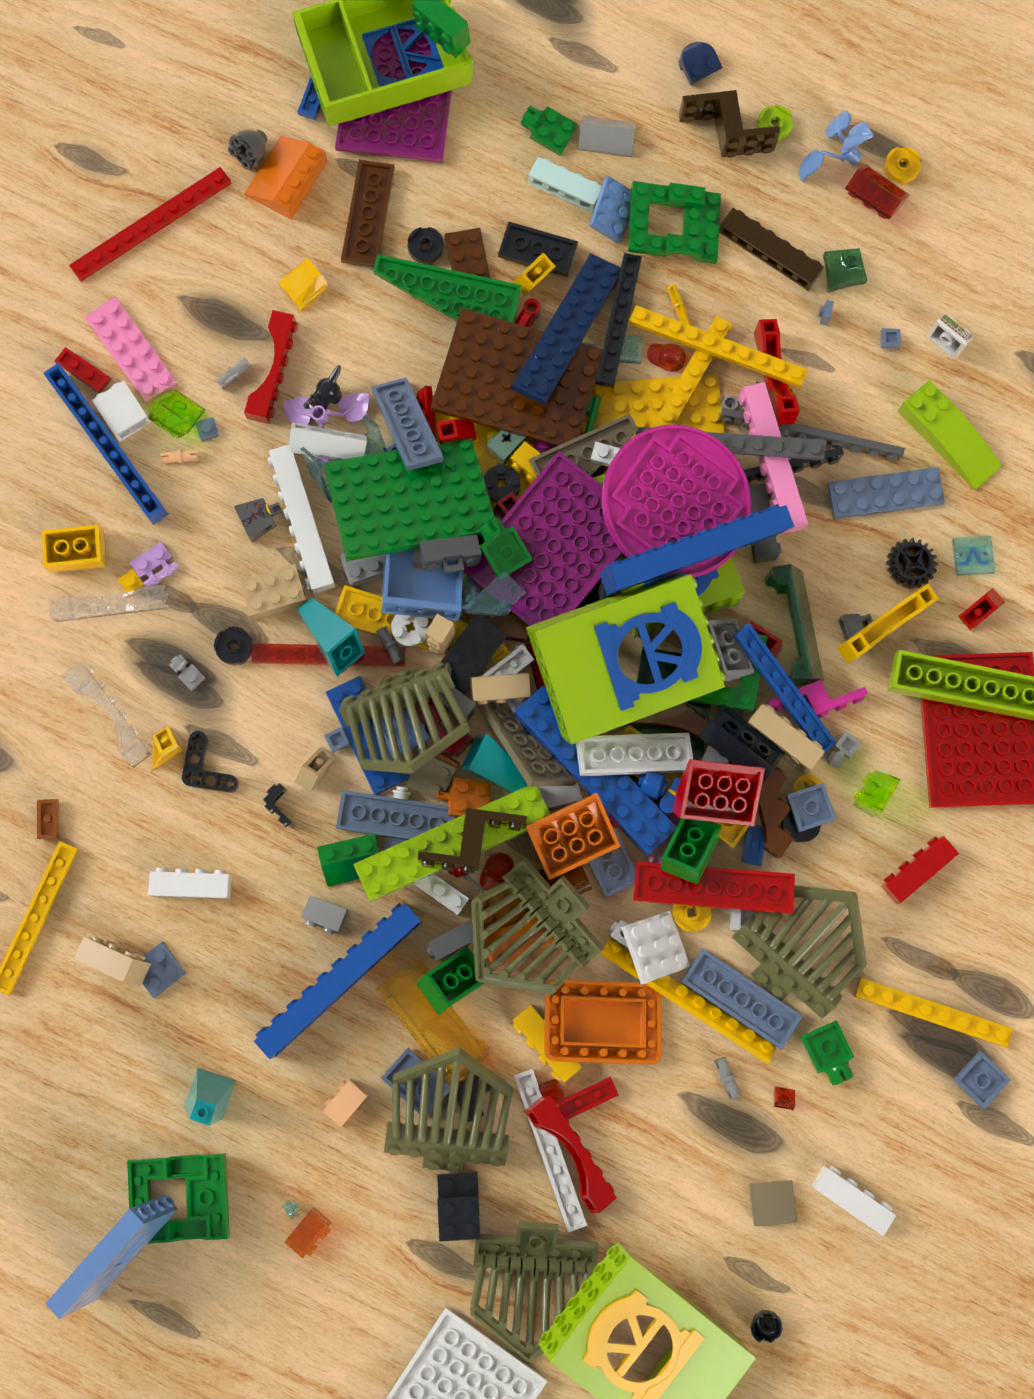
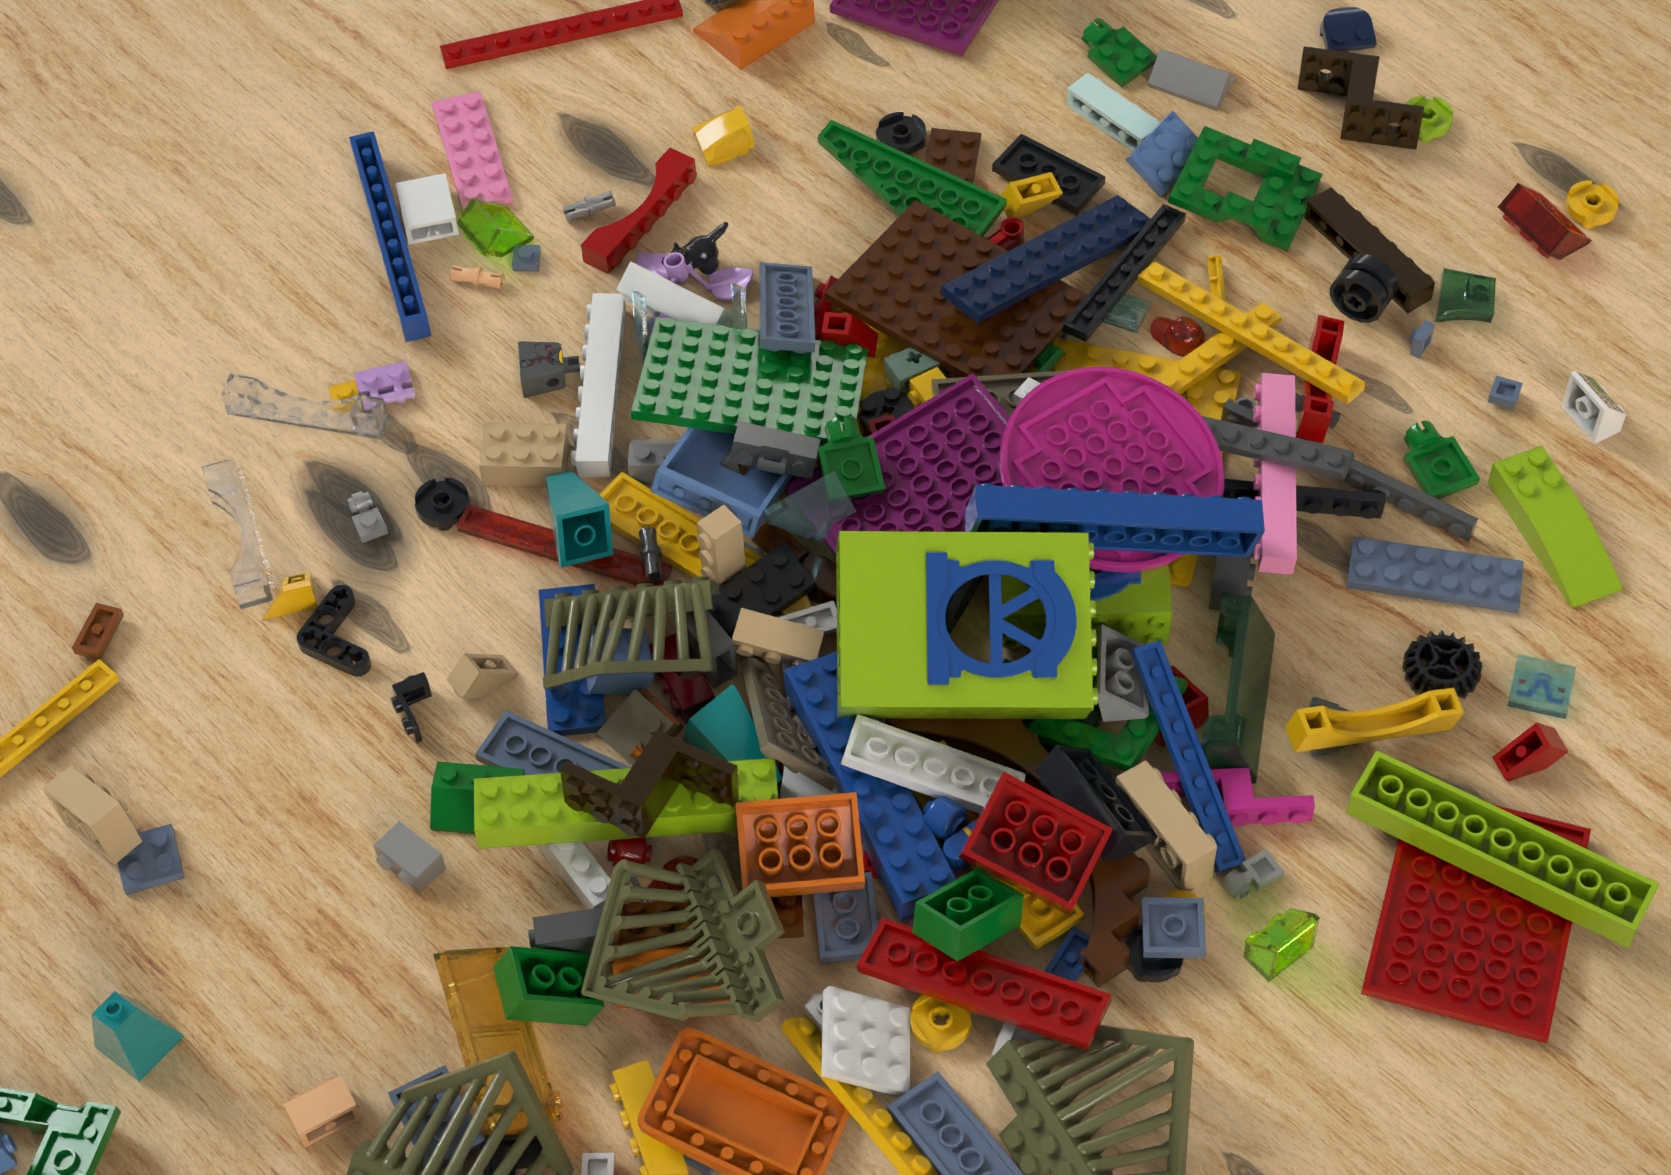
camera: 25 degrees right, 25 degrees down
(73, 548) = (290, 335): yellow brick -> none
(82, 370) = (401, 154): red plate -> none
(190, 884) = (244, 764): white brick -> none
(337, 740) = (527, 650): sand blue plate -> none
(338, 981) = (387, 940): blue brick -> none
(368, 213) = (841, 82): reddish brown plate -> none
(401, 793) = (587, 738): white plate -> none
(413, 638) = (672, 539): white plate -> none
(780, 286) = (1364, 288): none -> black wheel
(856, 136) = (1517, 168): medium blue plant -> none
(864, 408) = (1437, 462): none -> green plate
(919, 869) = (1314, 1068): red brick -> none

